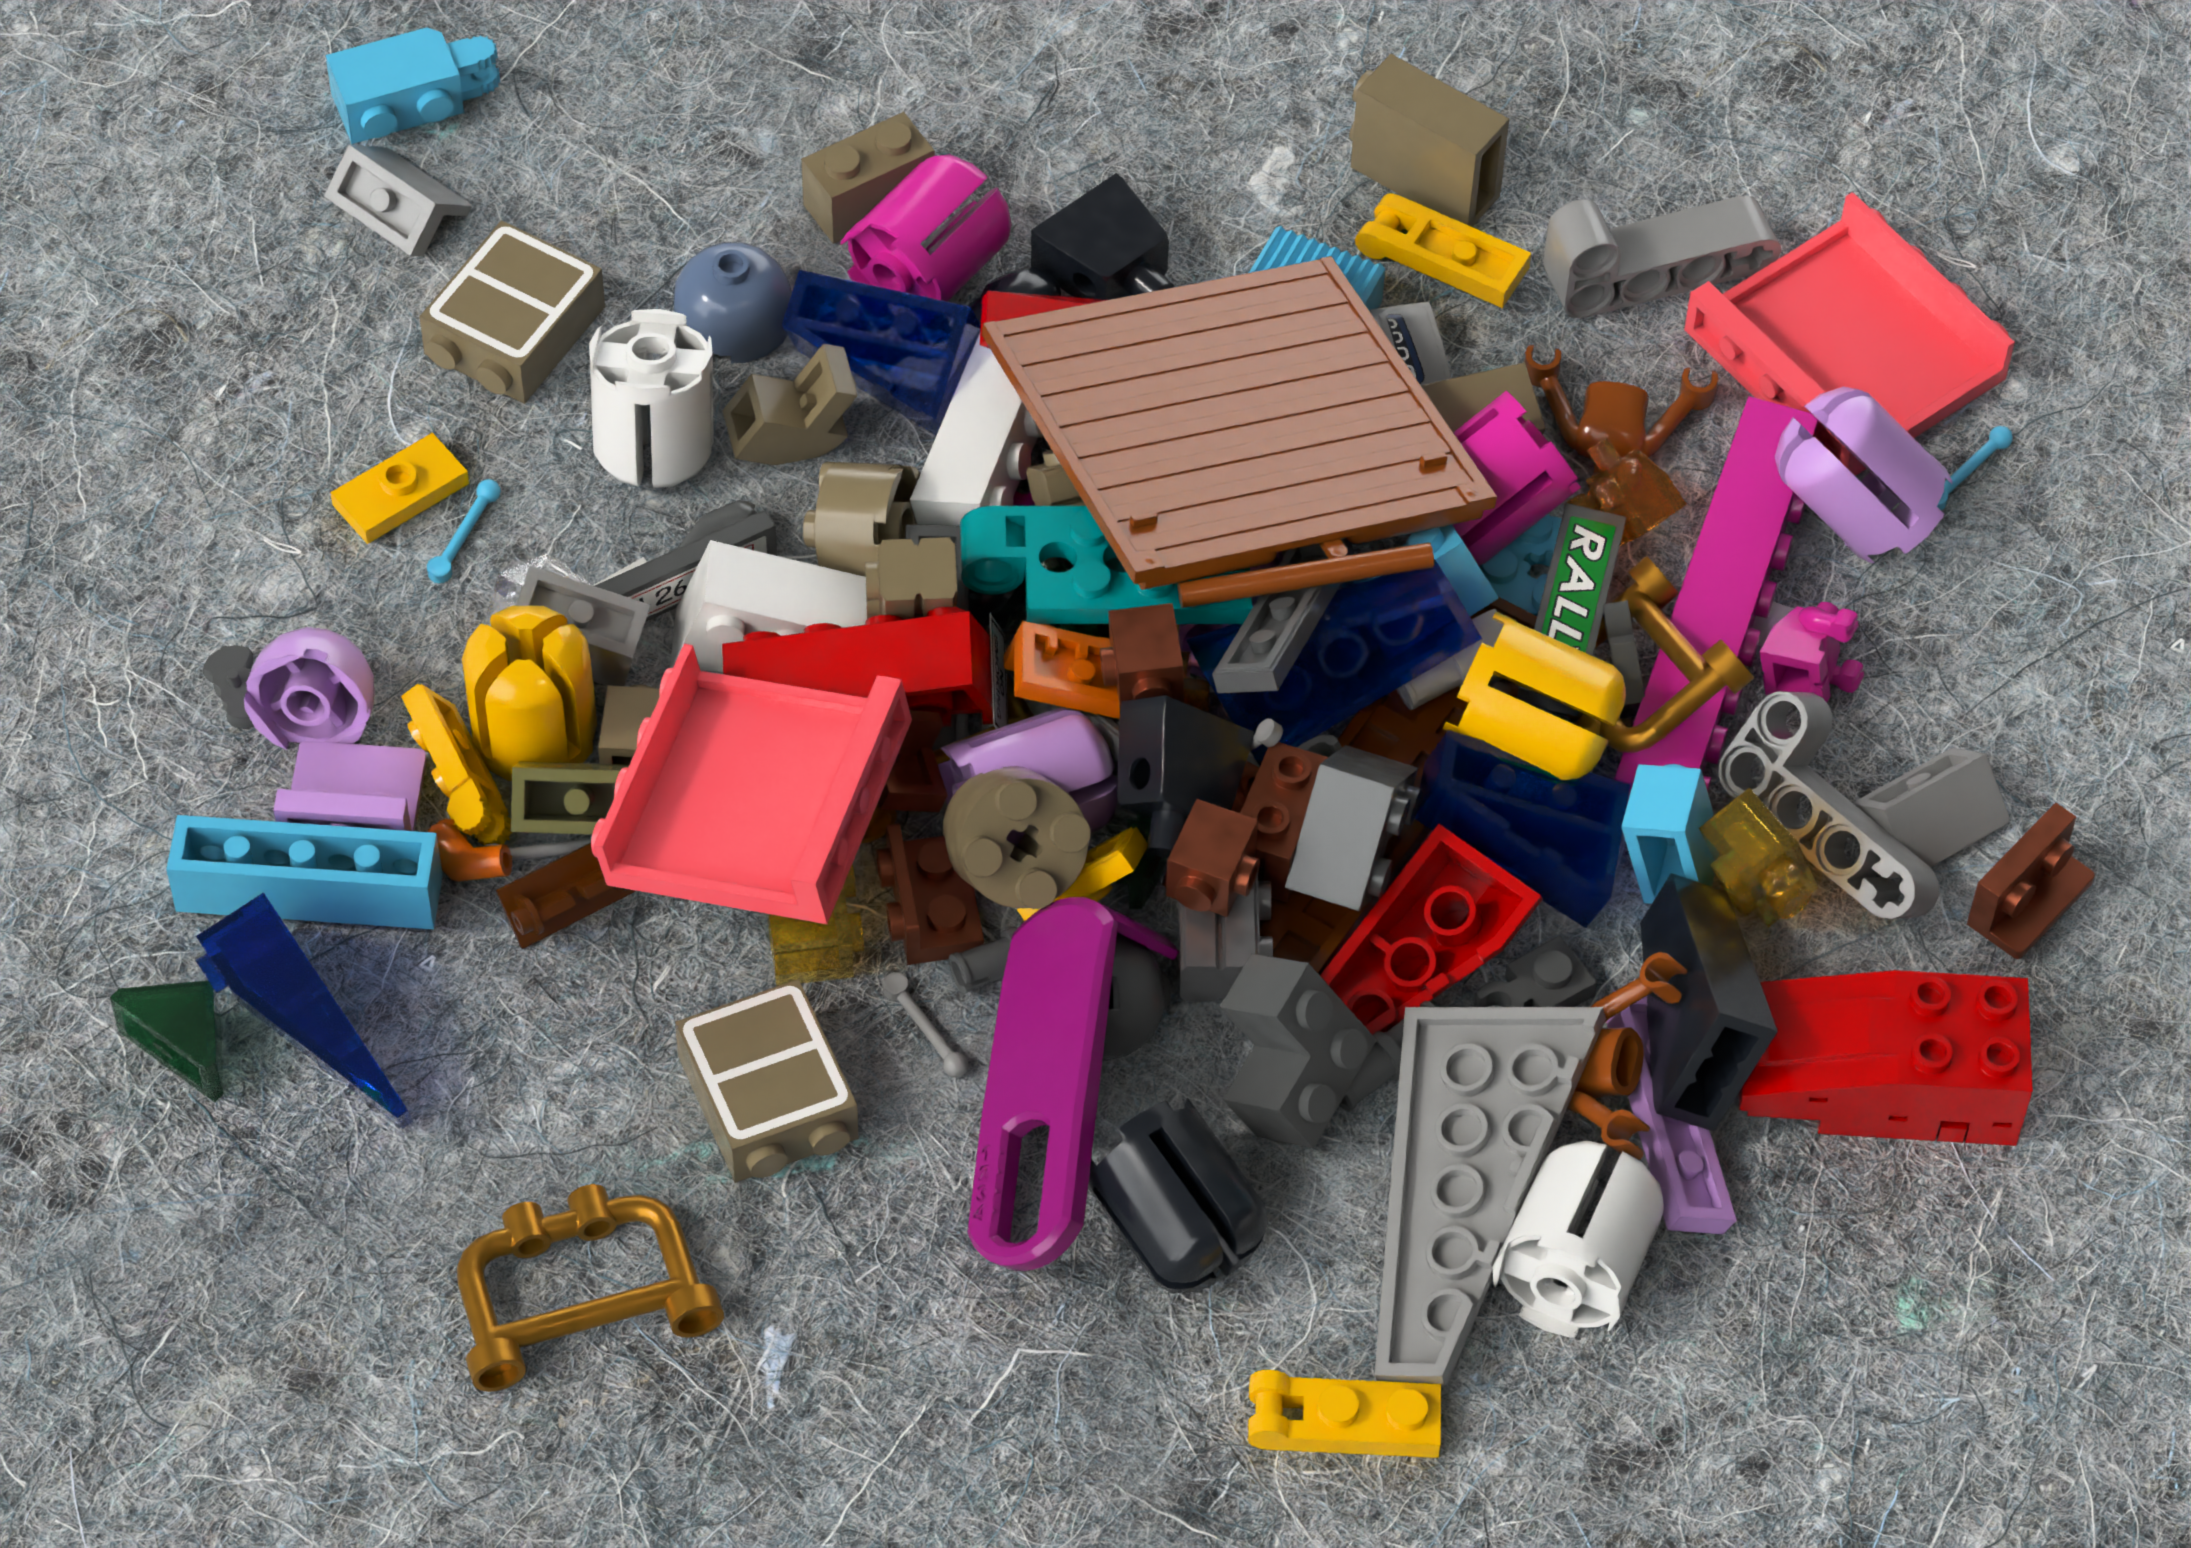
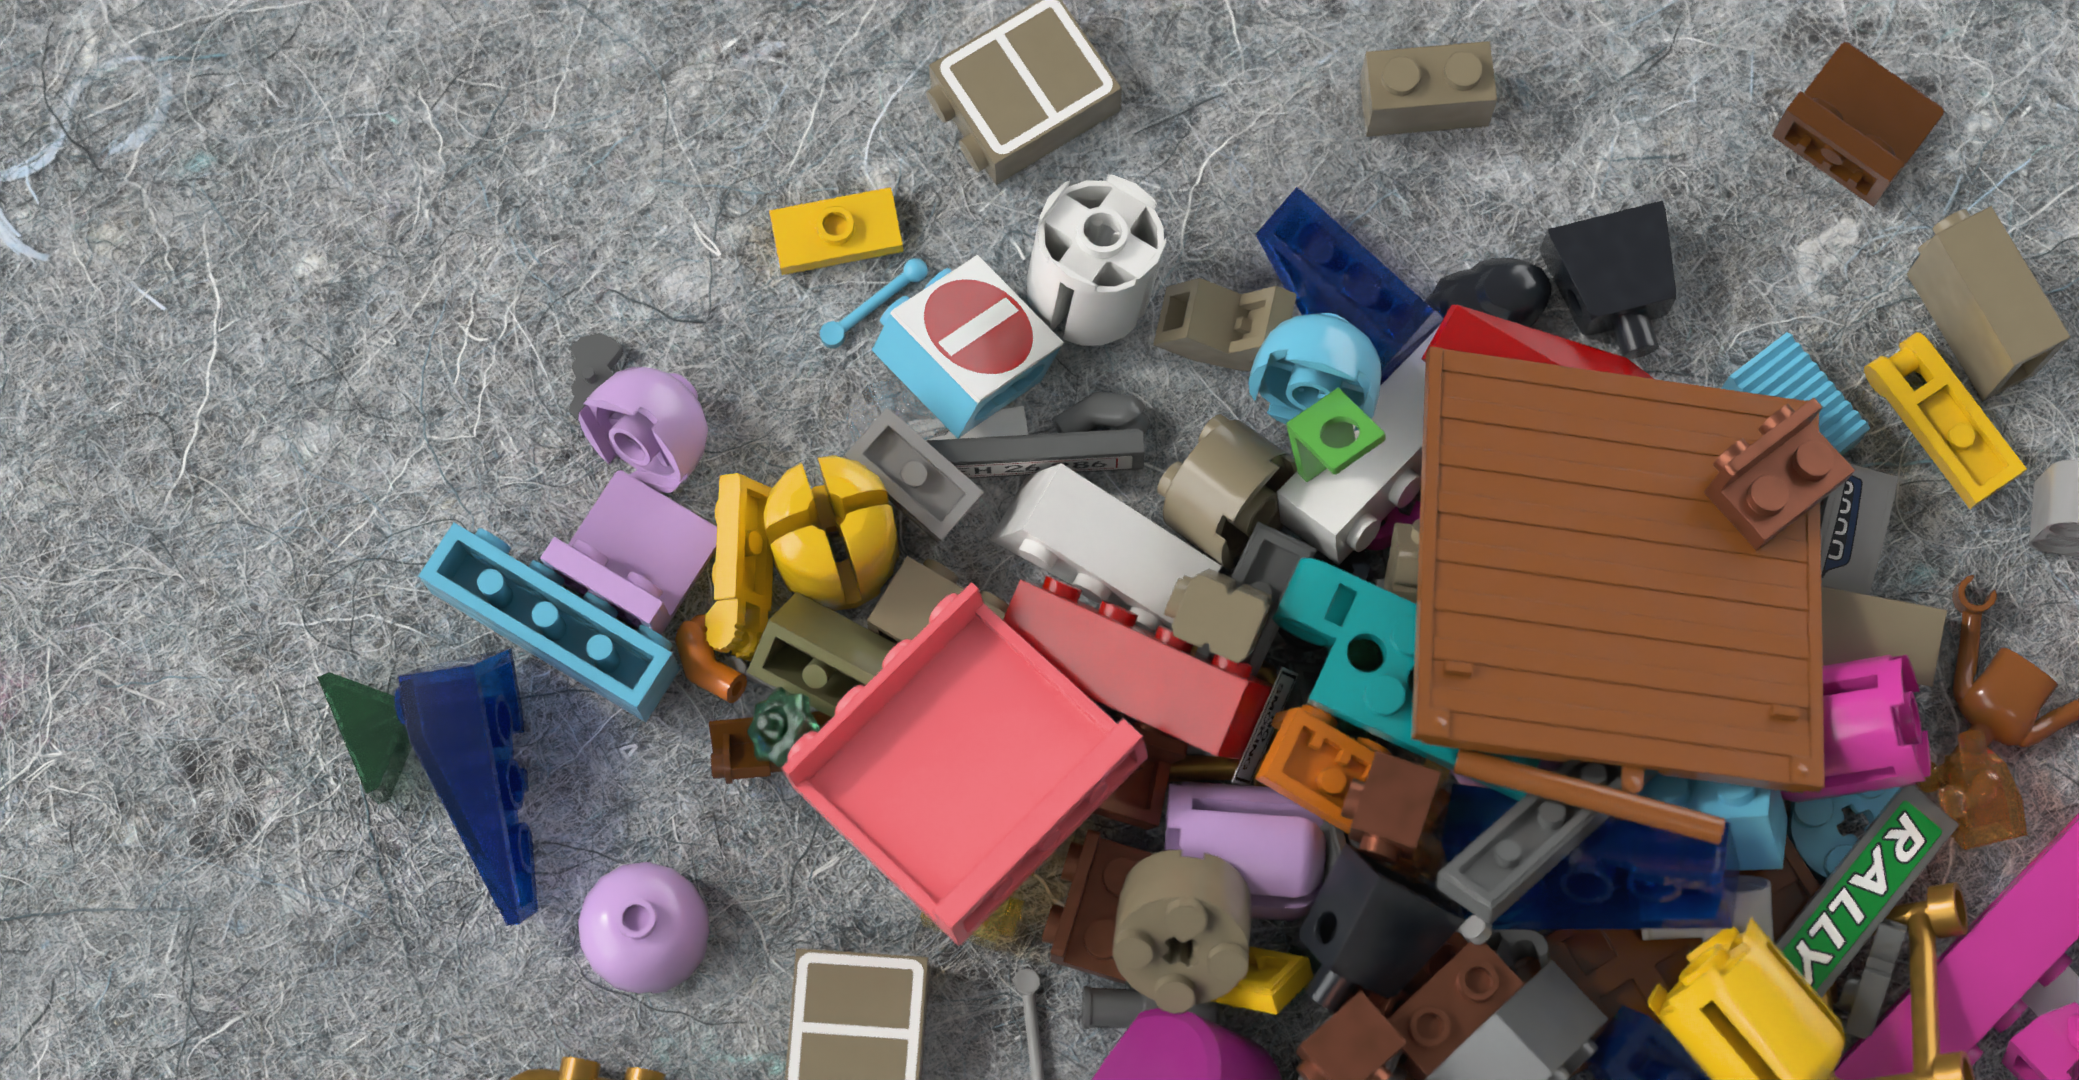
camera: 30 degrees right, 20 degrees up
(521, 1084) = (644, 928): none -> lavender cylinder
(566, 854) = (780, 724): none -> clear green piece
(570, 510) = (966, 345): none -> piece
(735, 298) = (1234, 169): sand blue cylinder -> none
(890, 236) = (1448, 191): dark pink cylinder -> none
(898, 390) = (1312, 358): none -> medium azure cylinder
(931, 428) = (1325, 436): none -> bright green bracket
(1246, 70) = (1858, 123): none -> reddish brown bracket
(1326, 303) = (1778, 475): none -> copper bracket

